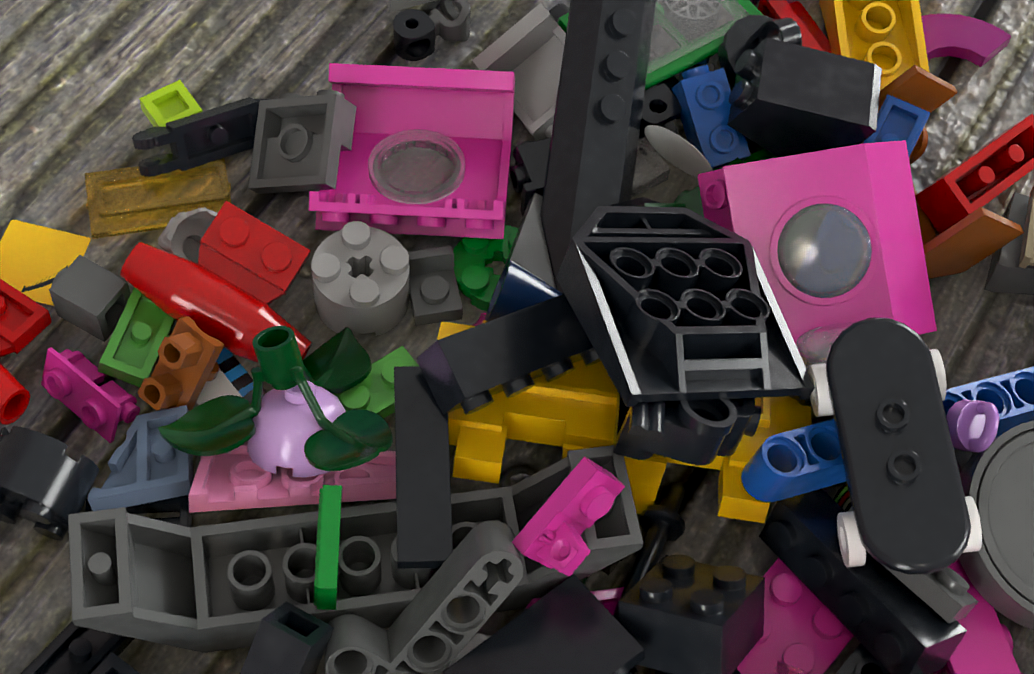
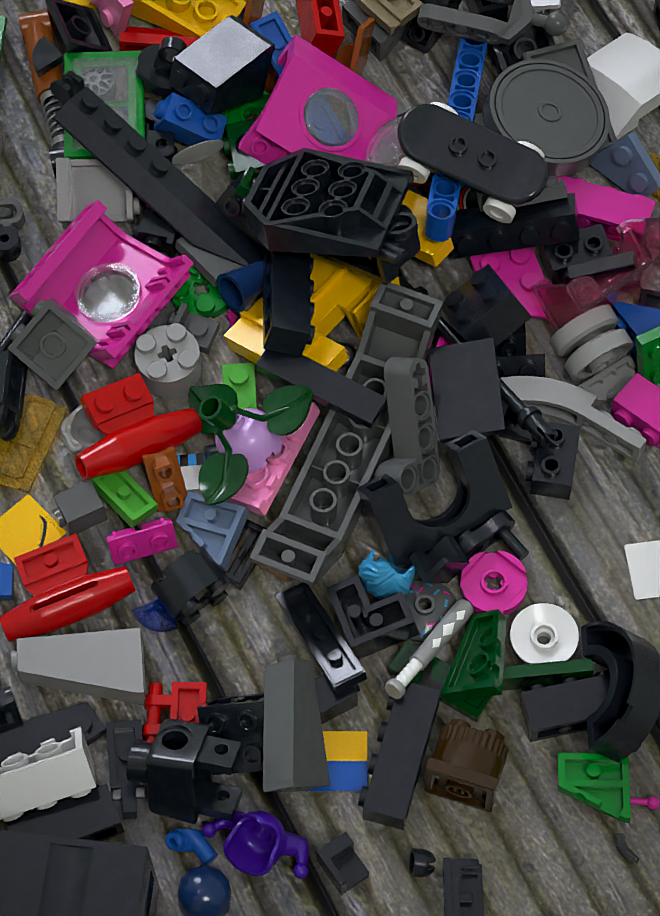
camera: 50 degrees left, 5 degrees up
(327, 547) = (341, 450): green tile -> none
(556, 528) = (415, 336): dark pink hinge -> none
(973, 424) = (478, 112): medium lavender tile -> none

